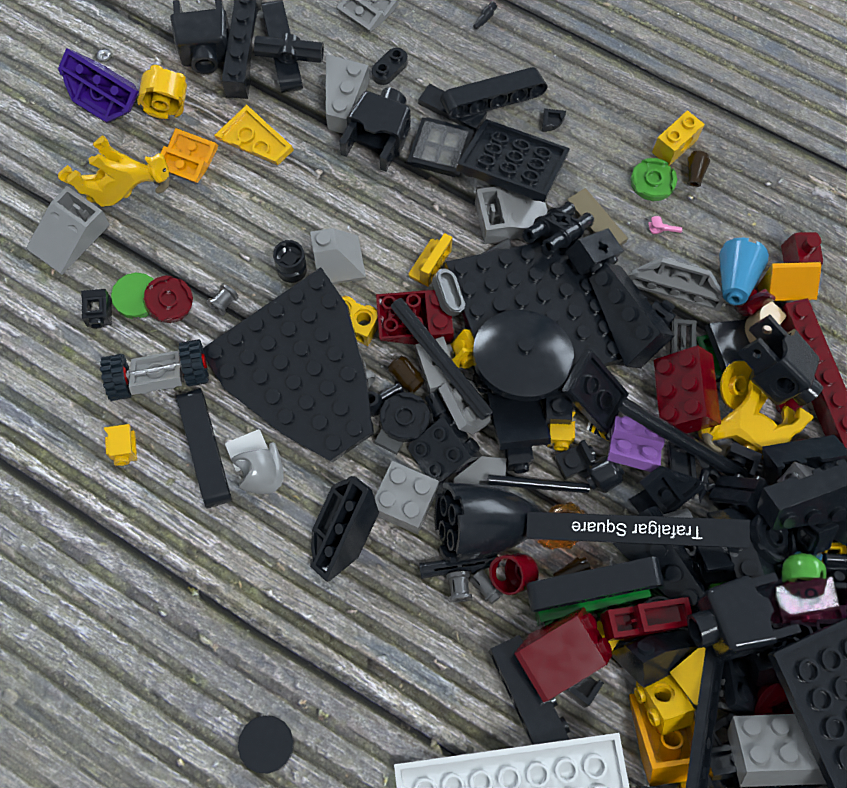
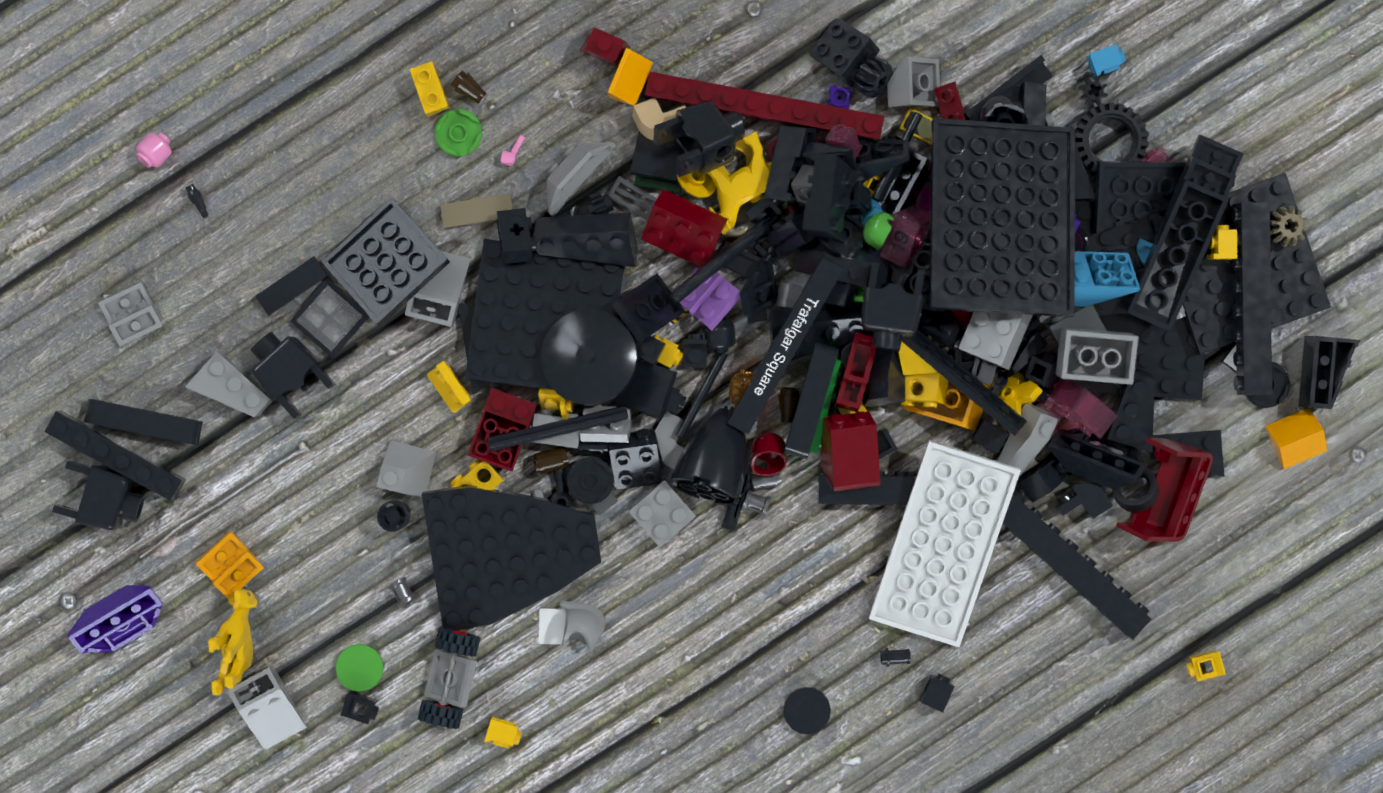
camera: 60 degrees left, 20 degrees up
(162, 92) = (155, 562): yellow brick -> none
(168, 299) = (379, 640): dark red tile -> none
(204, 448) = (537, 663): black beam -> none
(253, 135) = (238, 491): yellow wing -> none
(289, 49) = (164, 421): black piece -> none
(342, 527) = (666, 579): black wedge -> none
(393, 63) = (213, 324): black plate -> none
(448, 292) = (497, 391): dark grey tile -> none
(493, 93) = (299, 241): black beam -> none
(552, 119) = (348, 194): black tile -> none
(558, 228) = (475, 256): black pin -> none
(741, 268) = (596, 116): dark azure cone -> none
(754, 302) = (627, 124): dark red piece -> none

